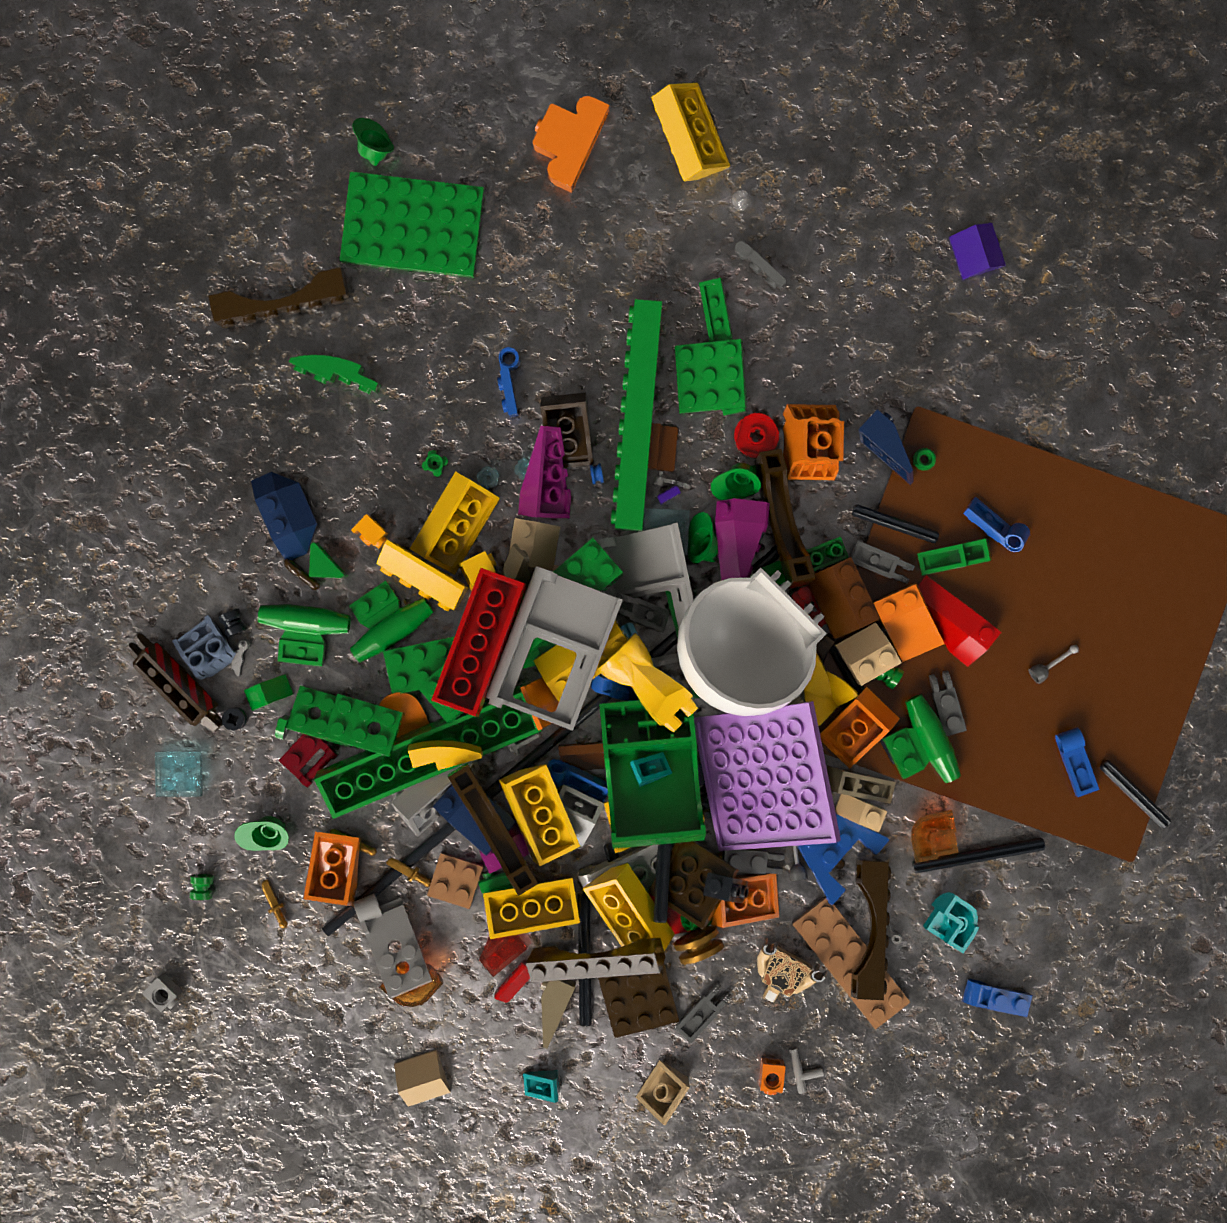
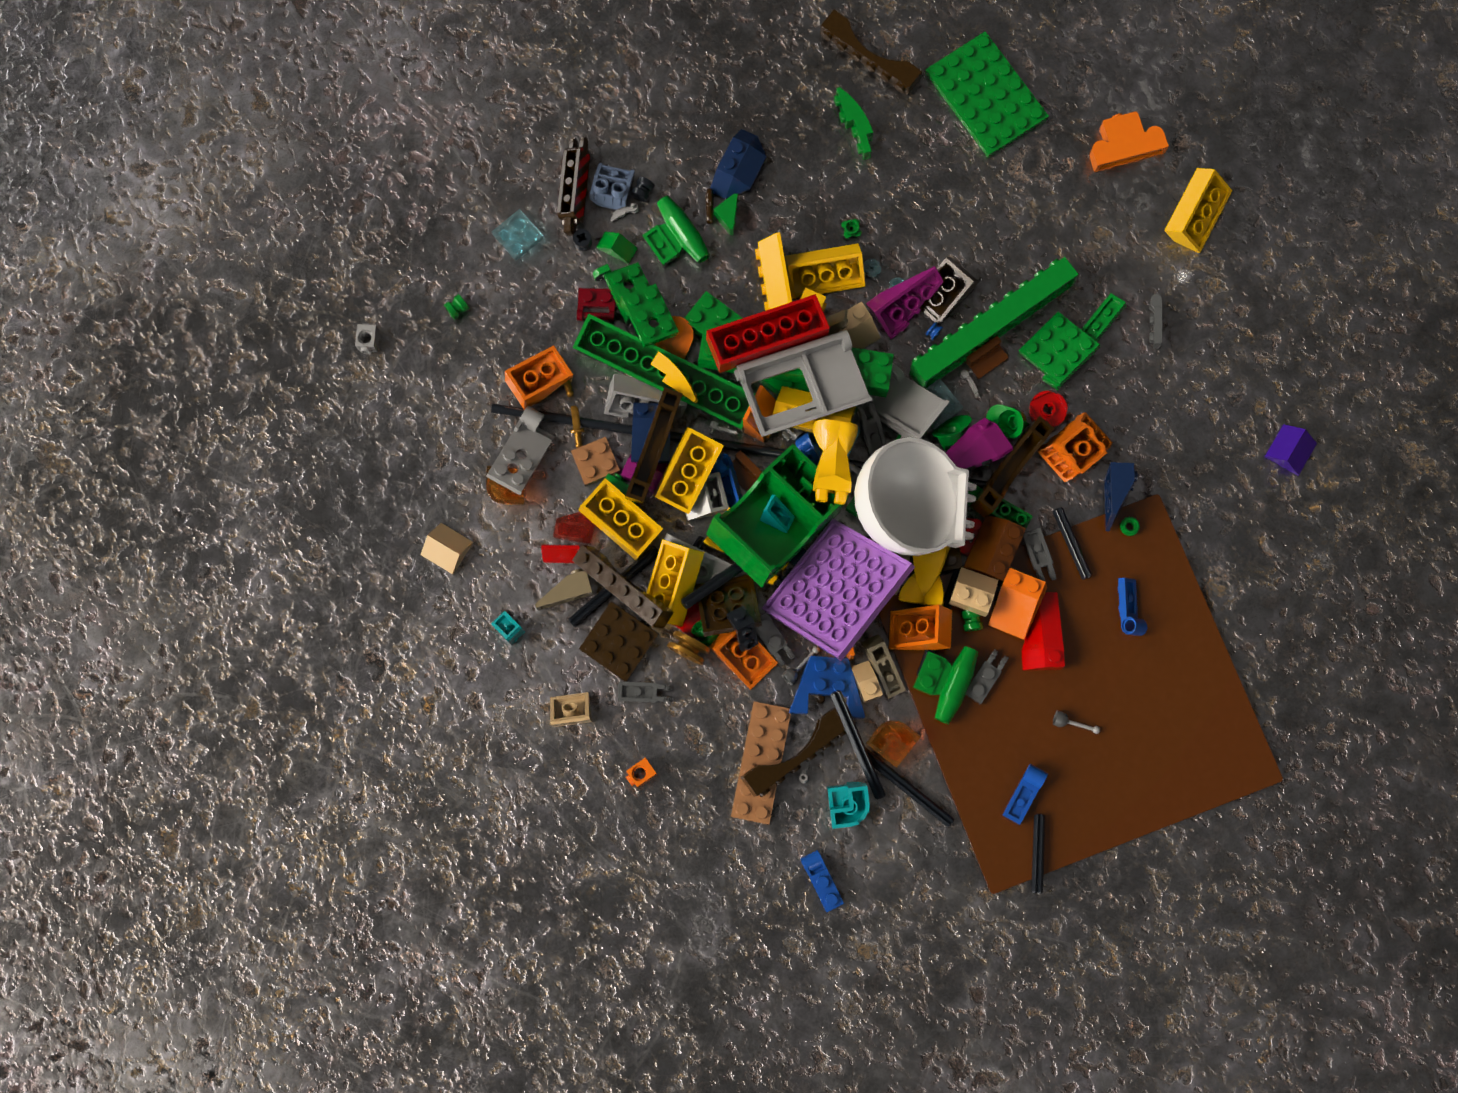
camera: 60 degrees right, 10 degrees down
(264, 834) = (522, 315): piece -> none
(274, 904) = (481, 364): pearl gold piece -> none
(370, 531) = (773, 222): light orange brick -> none
(372, 140) = (1016, 27): green piece -> none
(386, 620) = (726, 279): green plate -> none
(505, 381) = (942, 227): blue plate -> none
(668, 495) = (961, 386): dark purple tile -> none
(785, 972) = (718, 721): torso -> none
(800, 1075) = (656, 794): light grey piece -> none
(910, 869) = (858, 744): none -> black axle
(954, 556) = (1086, 599): green slope -> none

